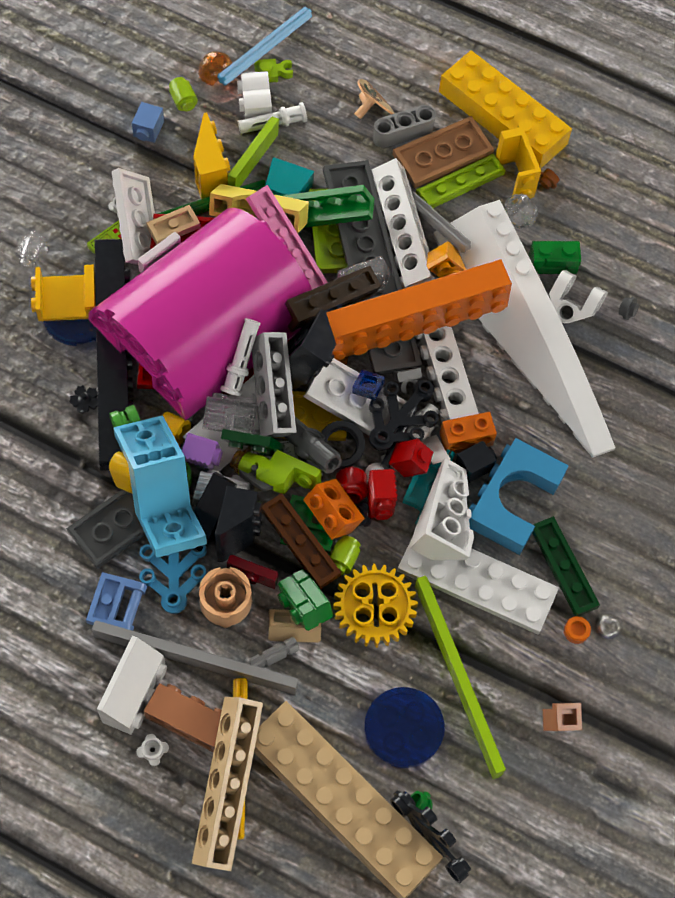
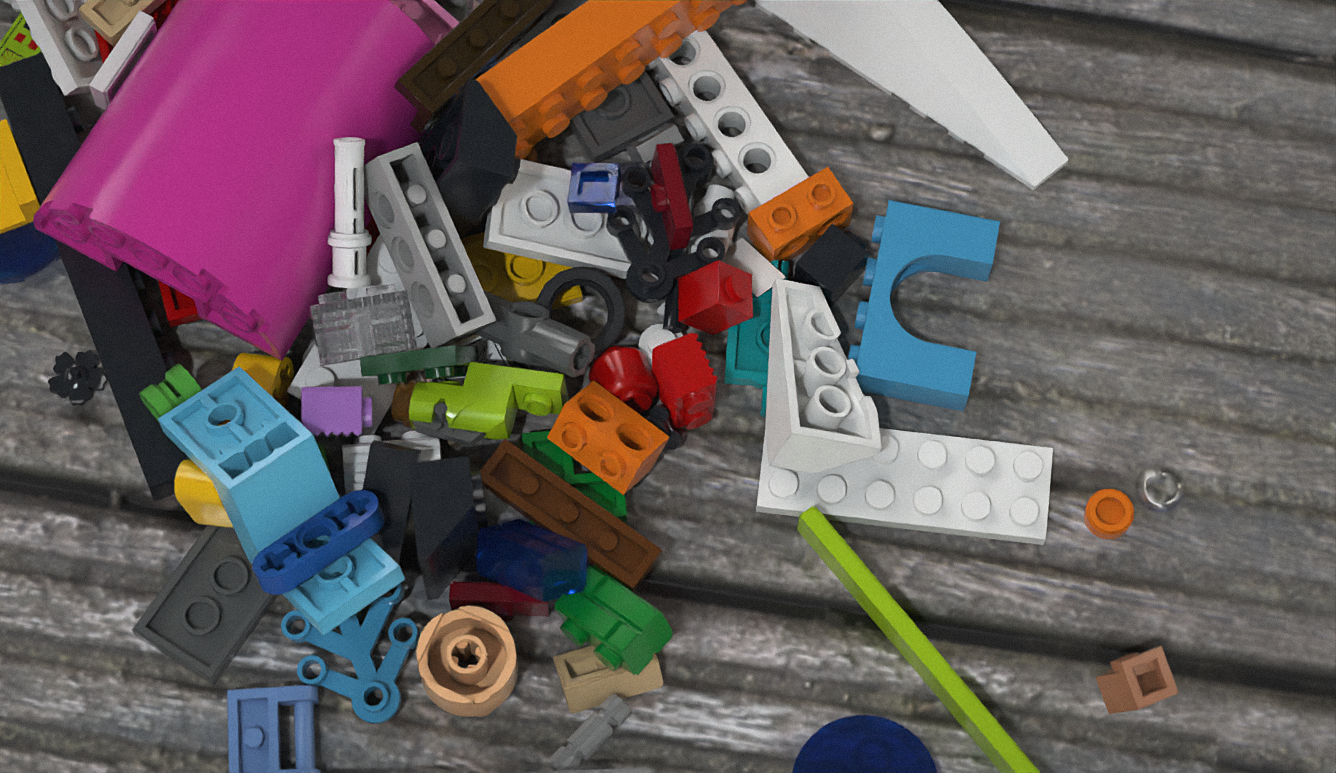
camera: 15 degrees left, 5 degrees up
(187, 508) = (296, 570): none -> blue beam
(274, 556) = (531, 560): none -> clear blue brick
(345, 553) = (655, 511): lime brick -> none
(351, 605) = (700, 600): yellow gear -> none
(404, 401) = (670, 197): none -> dark red plate
(565, 567) = (1051, 407): dark green plate -> none

